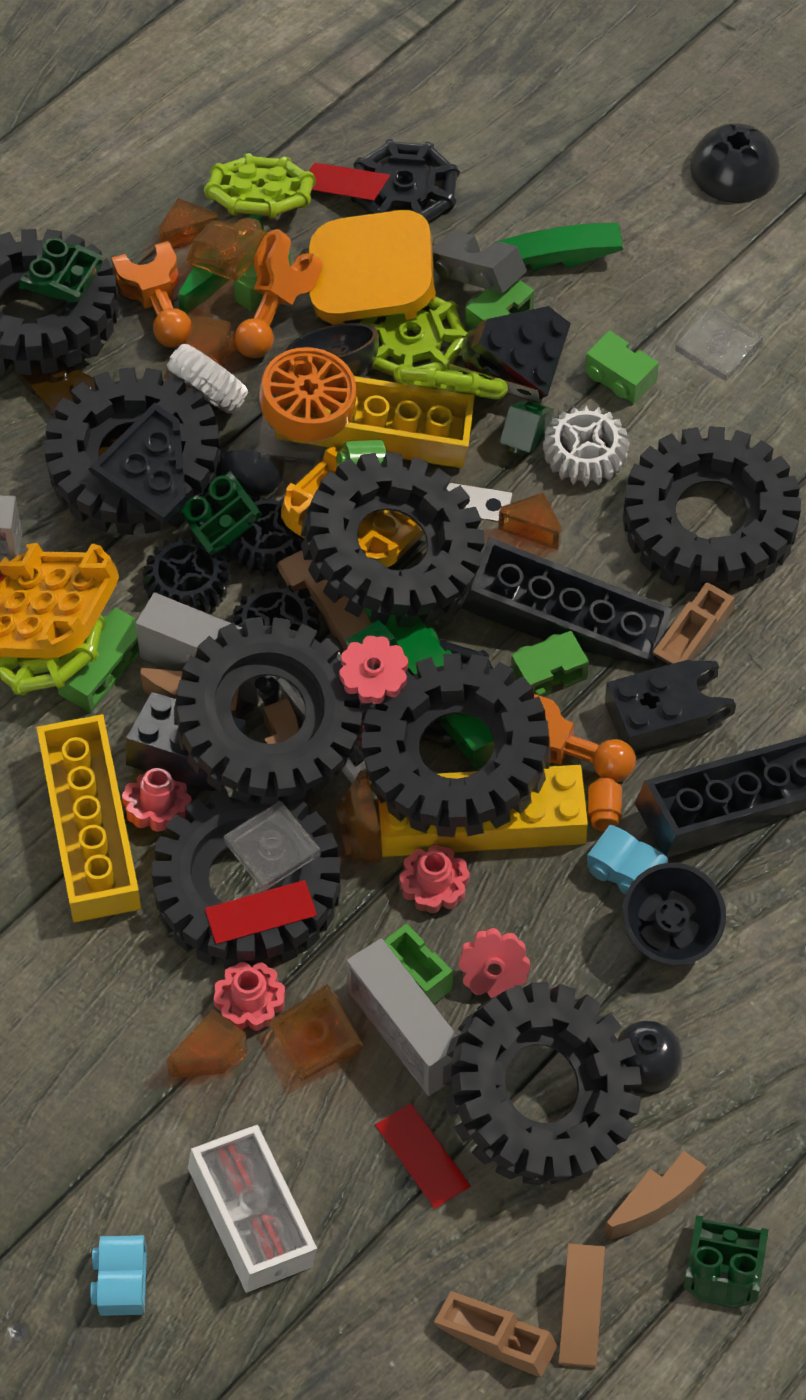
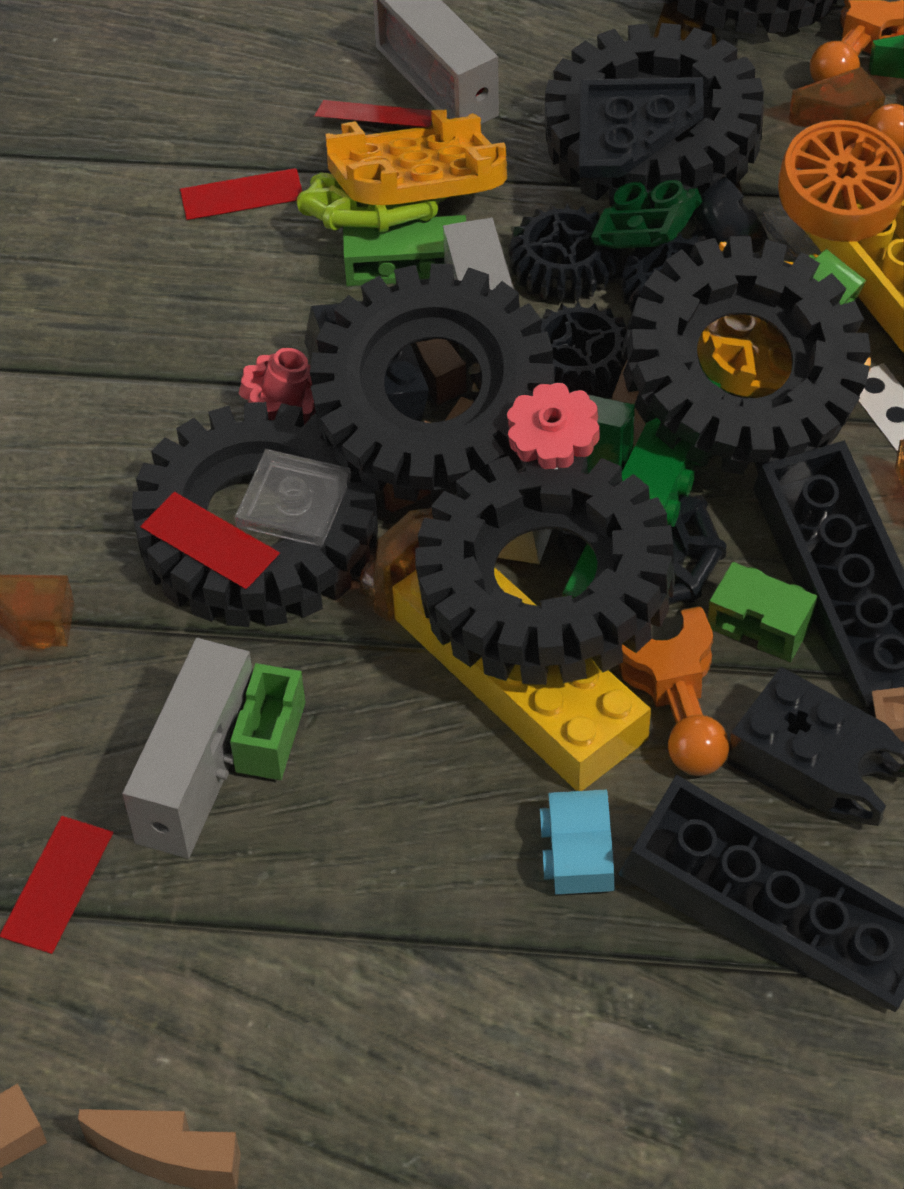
camera: 55 degrees right, 5 degrees down
(88, 818) = (205, 344): yellow brick -> none
(208, 378) = (789, 102): white gear -> none
(249, 995) = (121, 605): coral plant -> none
(317, 1033) = (120, 688): clear orange slope -> none
(434, 879) = (400, 676): coral plant -> none
(493, 962) = (331, 789): coral plant -> none
(587, 1041) = (103, 905): black tyre -> none
(604, 803) = (636, 773): orange brick -> none
(656, 1055) = (347, 1024): black cylinder -> none
(690, 908) = (514, 901): black piece -> none

